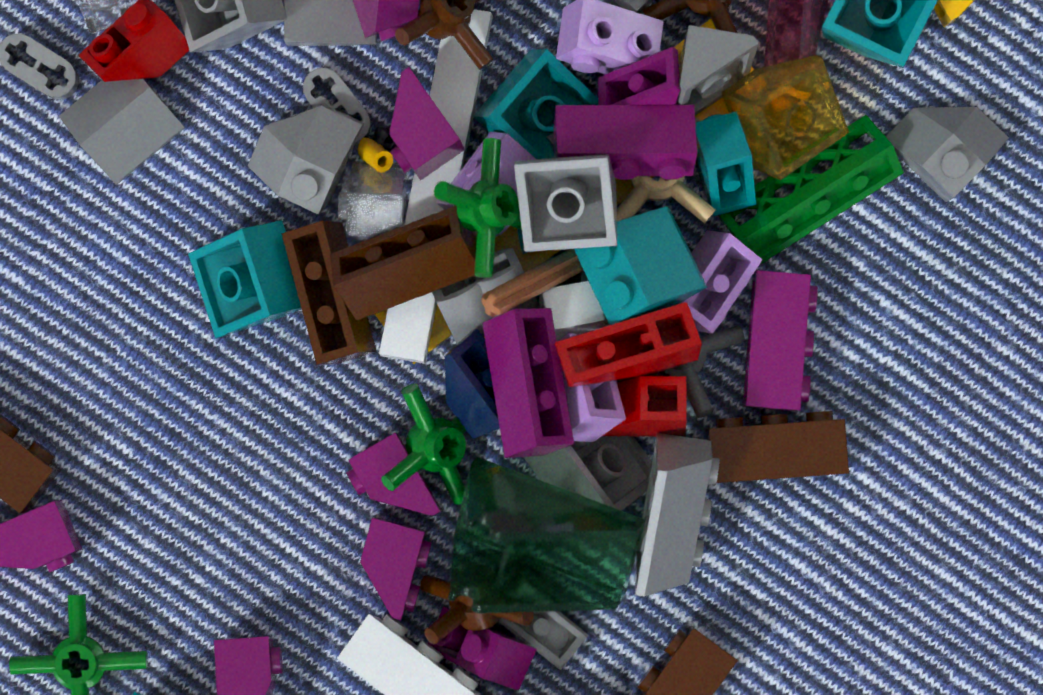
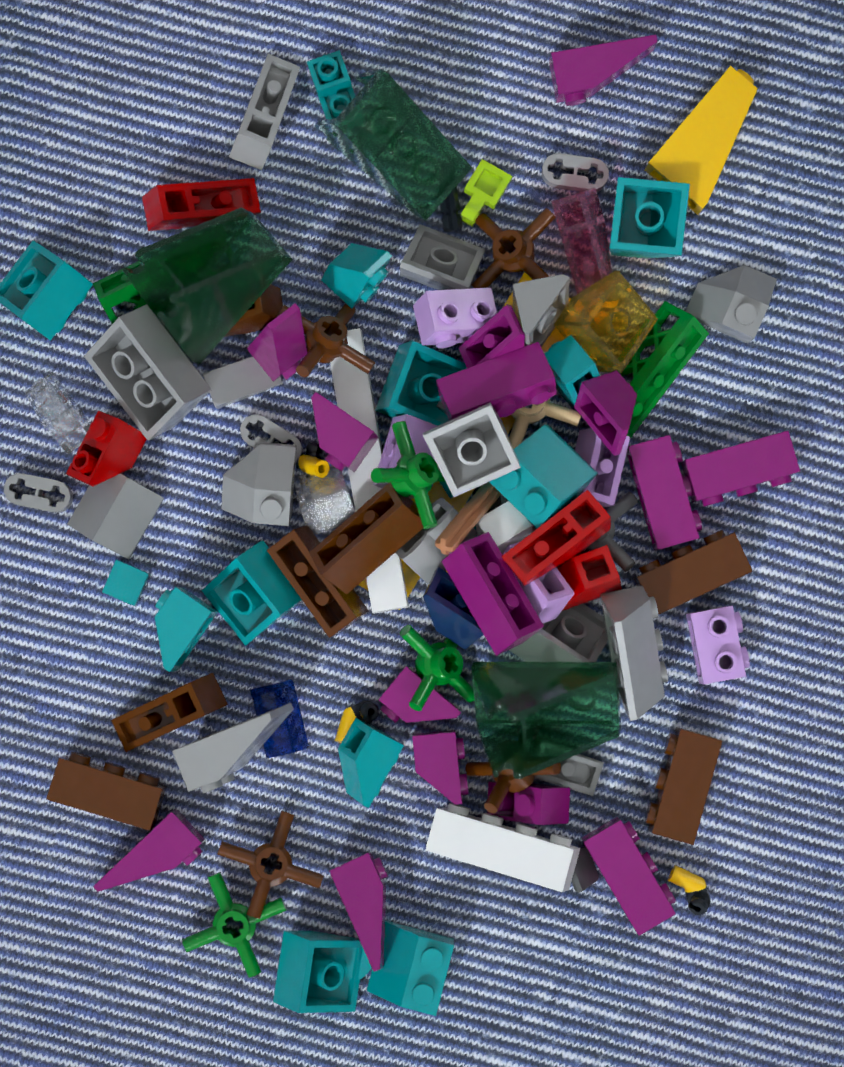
camera: 20 degrees left, 0 degrees up
(96, 382) = (169, 712): none -> reddish brown slope
(102, 211) = (126, 583): none -> teal tile
(129, 456) = (216, 757): none -> light grey slope
(147, 285) = (180, 625): none -> teal slope
(151, 625) = (277, 877): none -> reddish brown bar
(223, 439) = (291, 734): none -> clear blue slope
(308, 526) = (366, 760): none -> teal slope
(312, 471) = (364, 711): none -> arm
(747, 214) = (607, 408): none -> magenta slope
(775, 545) = (717, 644): none -> lavender brick
(881, 346) = (741, 468): none -> magenta brick

